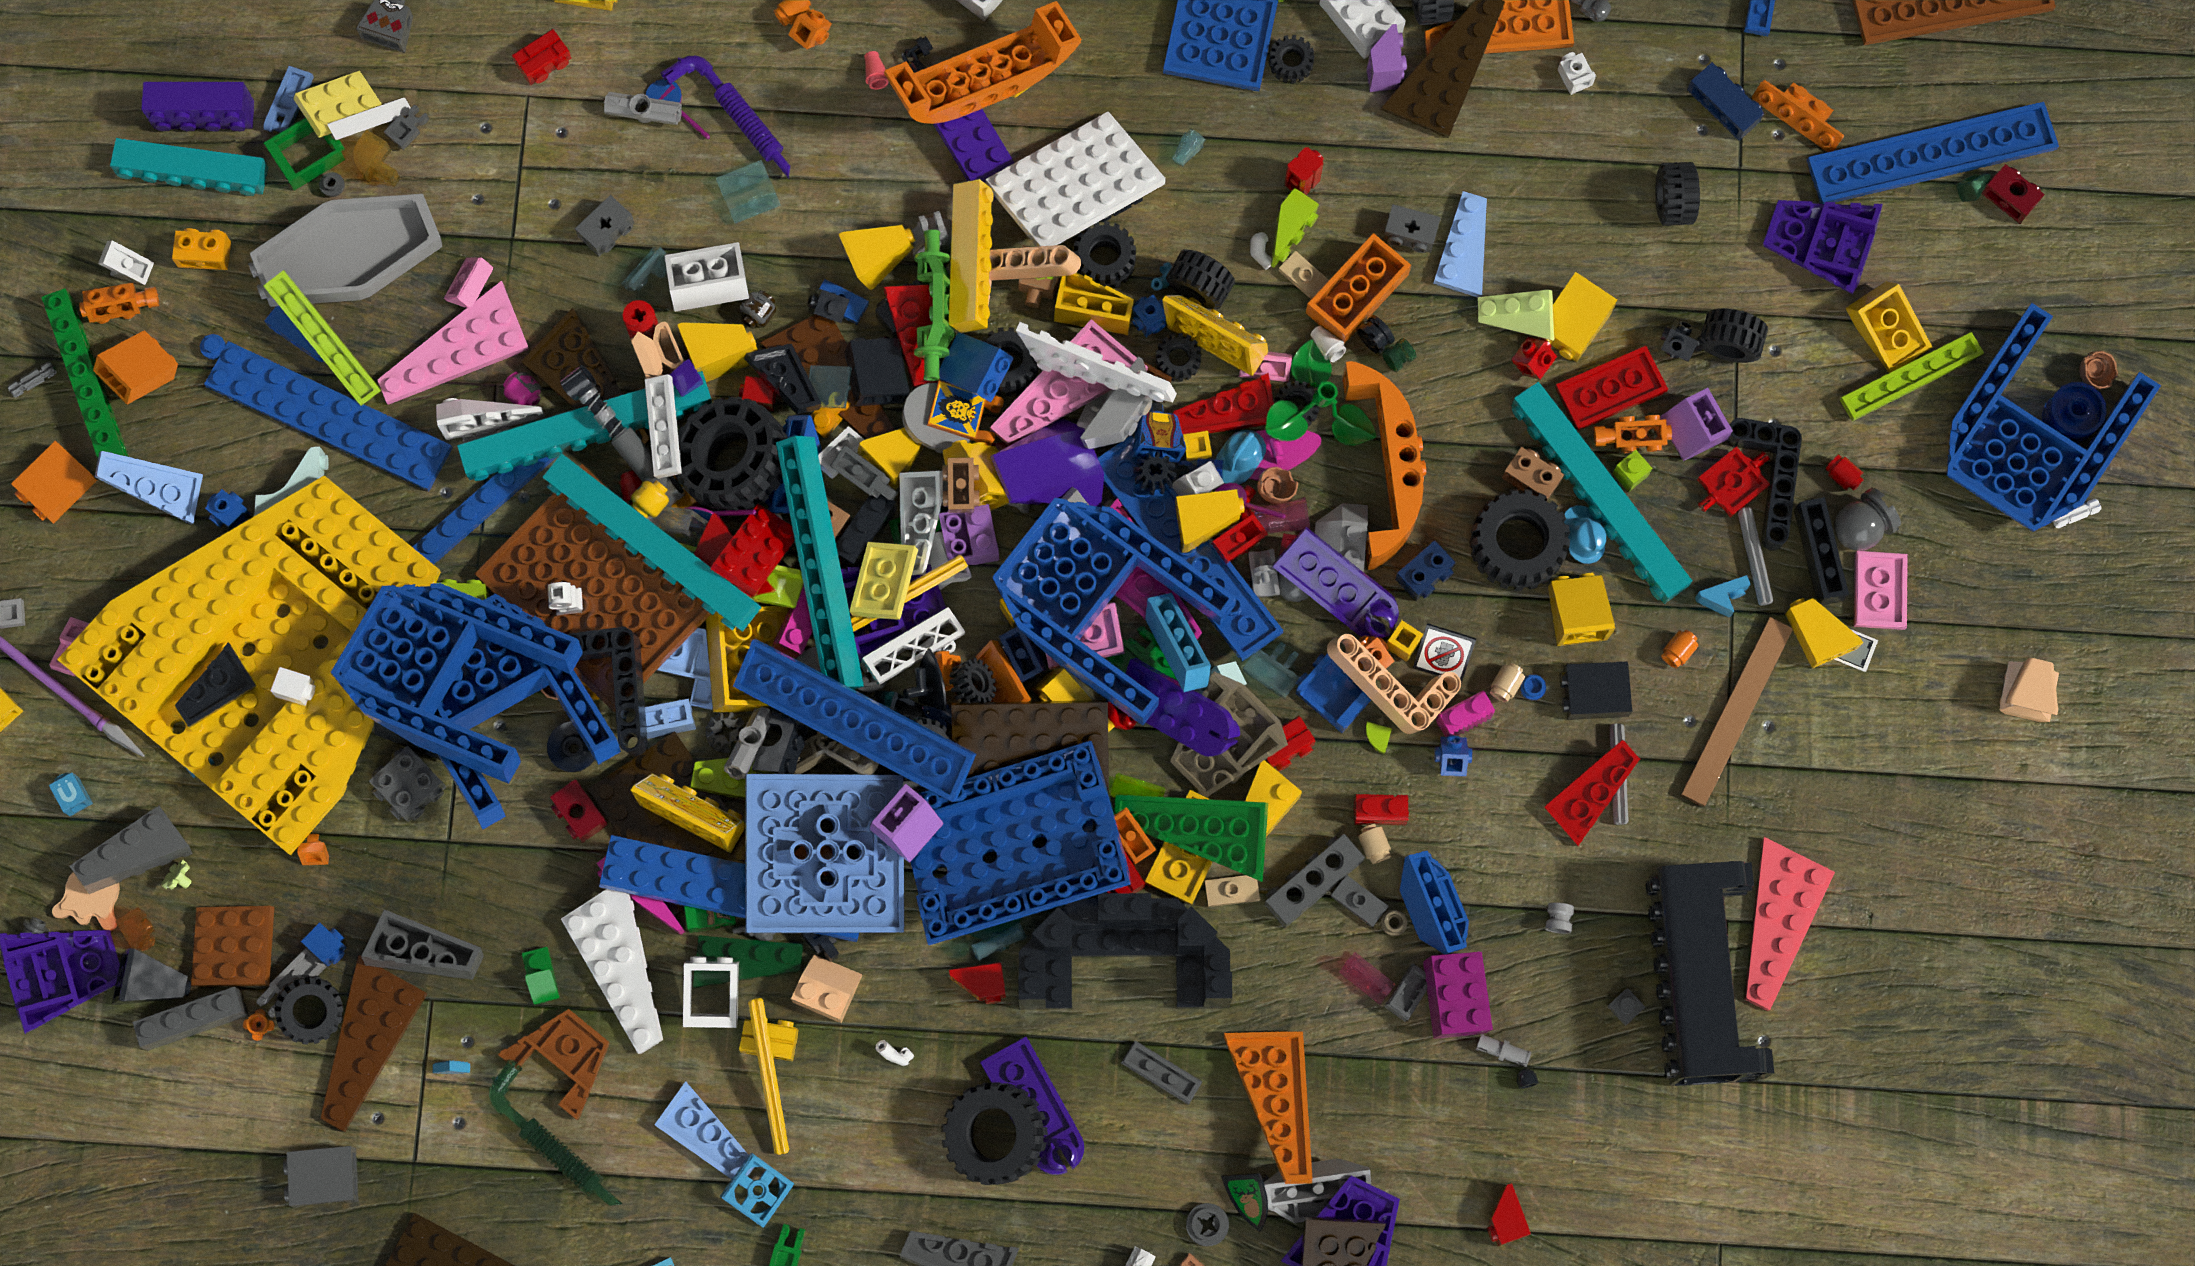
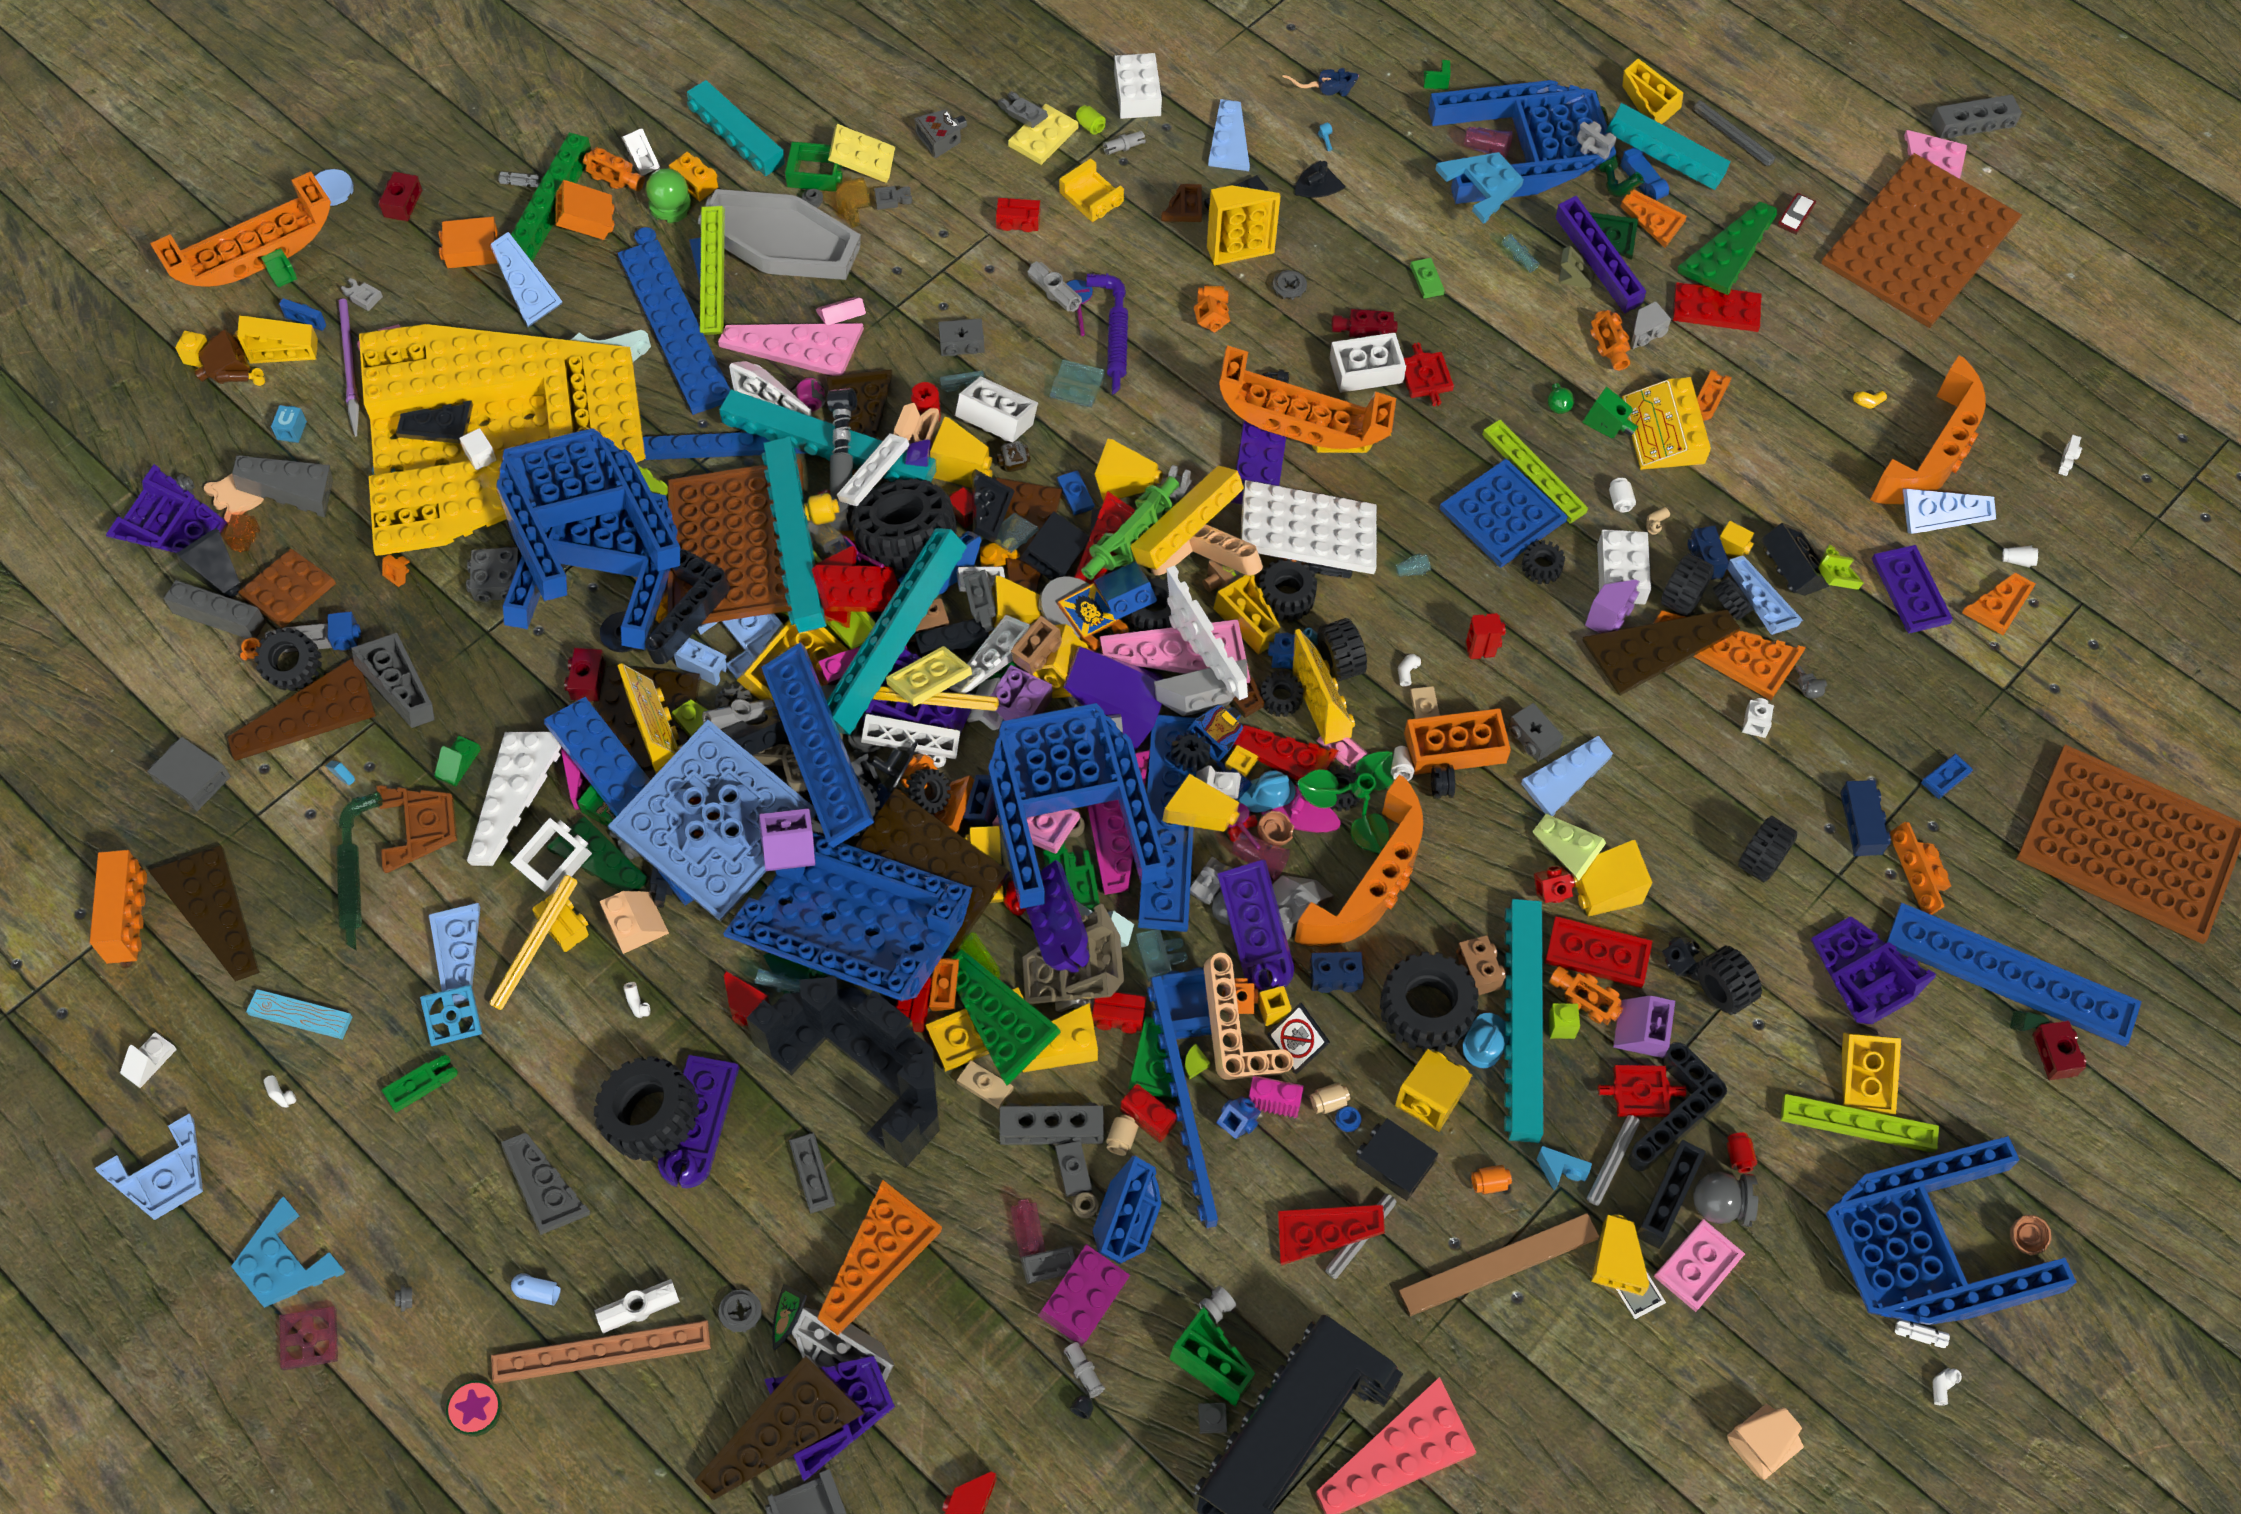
camera: 40 degrees right, 15 degrees down
(177, 876) = (299, 521): yellowish green plant -> none
(198, 105) = (774, 95): dark purple piece -> none
(198, 289) = (668, 195): none -> bright green tile
(226, 509) = (554, 327): blue brick -> none
(284, 104) = (826, 132): medium blue plate -> none
(369, 118) = (870, 172): white sticker -> none
(564, 598) = (705, 526): white leg -> none
(827, 305) = (1062, 484): black bracket -> none
(1177, 642) = (1097, 869): dark azure brick -> none
(1239, 539) = (1213, 841): red slope -> none
(1293, 217) = (1448, 663): lime slope -> none
(1347, 764) = (1149, 1065): none -> green wing
(1399, 355) = (1449, 809): clear green wheel -> none
(1408, 785) = (1184, 1111): none -> blue plate
(1593, 963) = (1212, 1359): none -> green wedge
(2075, 411) = (1983, 1249): clear blue wheel -> none
(2117, 541) = (1942, 1383): none -> white arm

